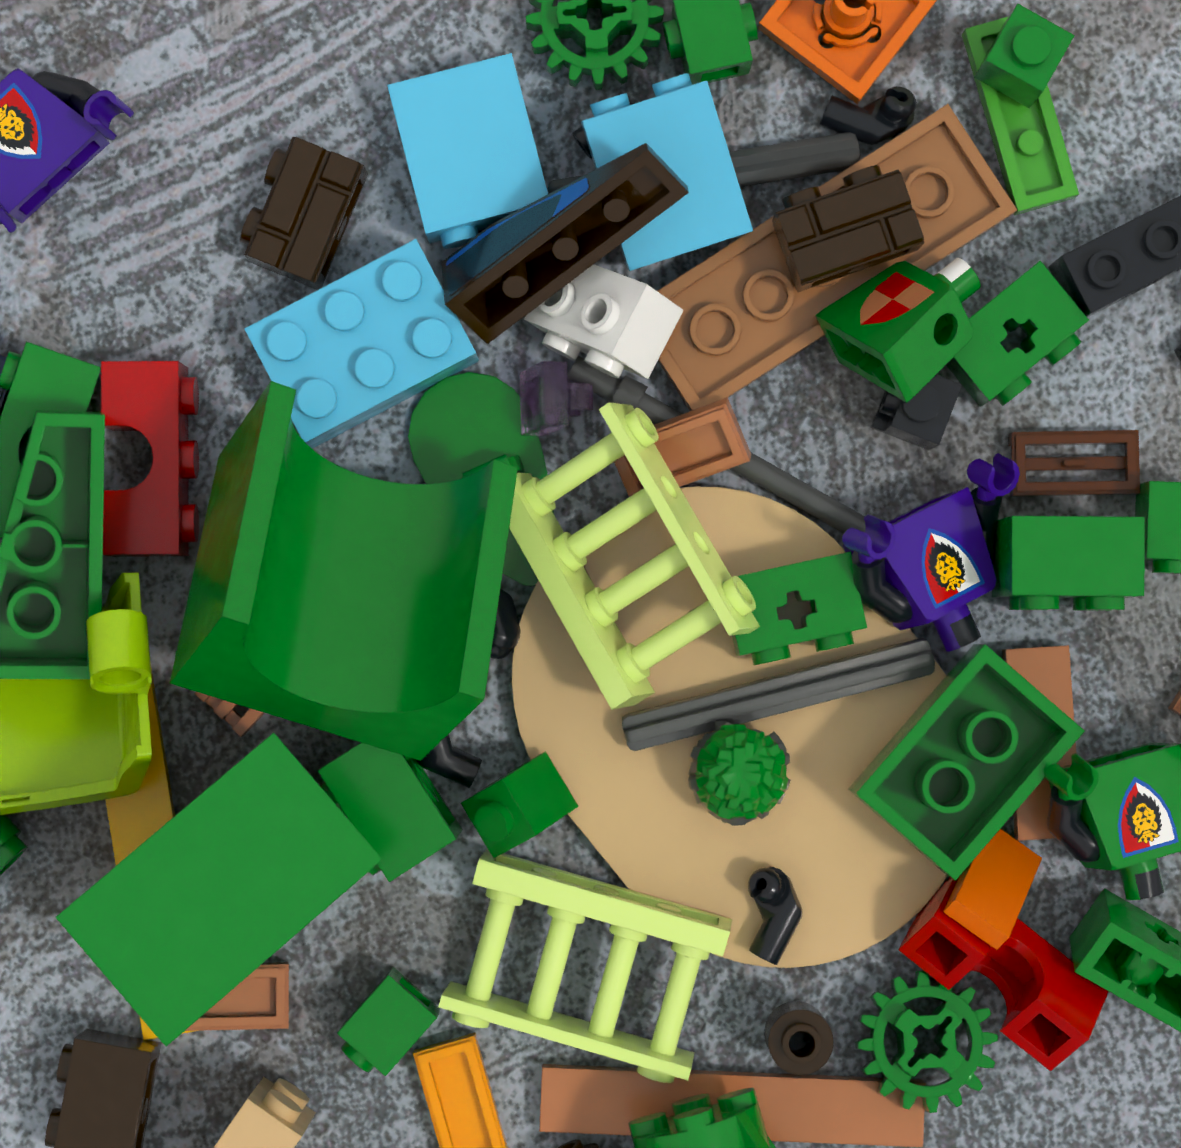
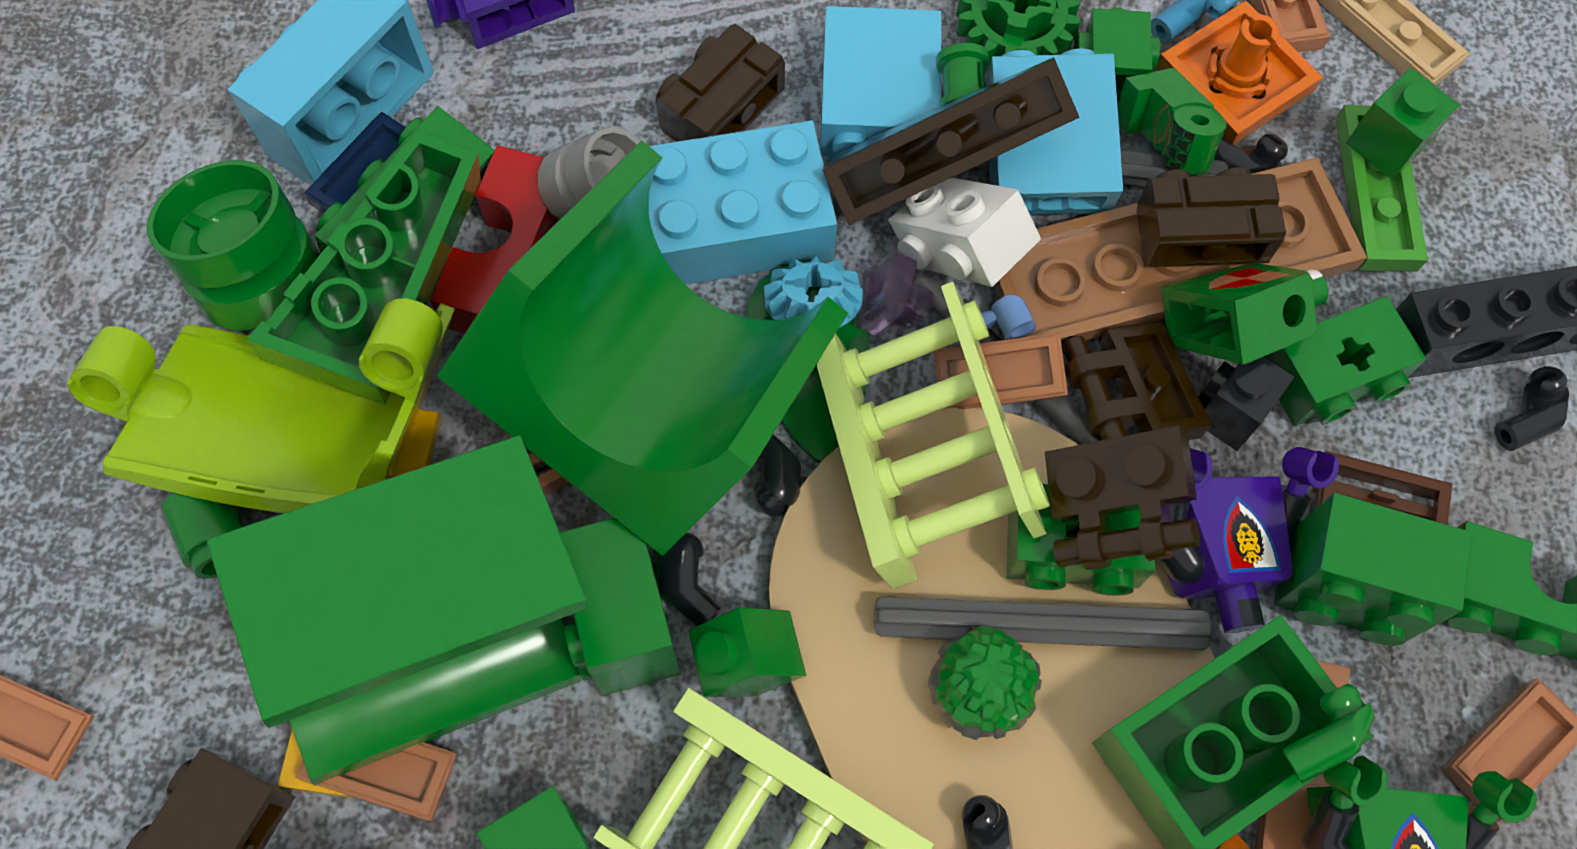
camera: 15 degrees right, 20 degrees down
(215, 376) = (579, 165): none -> light grey wheel
(496, 433) = (788, 287): none -> medium azure gear
(560, 146) = (962, 70): none -> green bush
(675, 393) = (1011, 316): none -> medium blue hand
(789, 106) = (1172, 119): none -> green leg
(813, 564) = (1117, 477): none -> dark brown plate
(830, 416) = (1148, 376): none -> dark brown plate
(1051, 749) = (1338, 739): none -> green arm

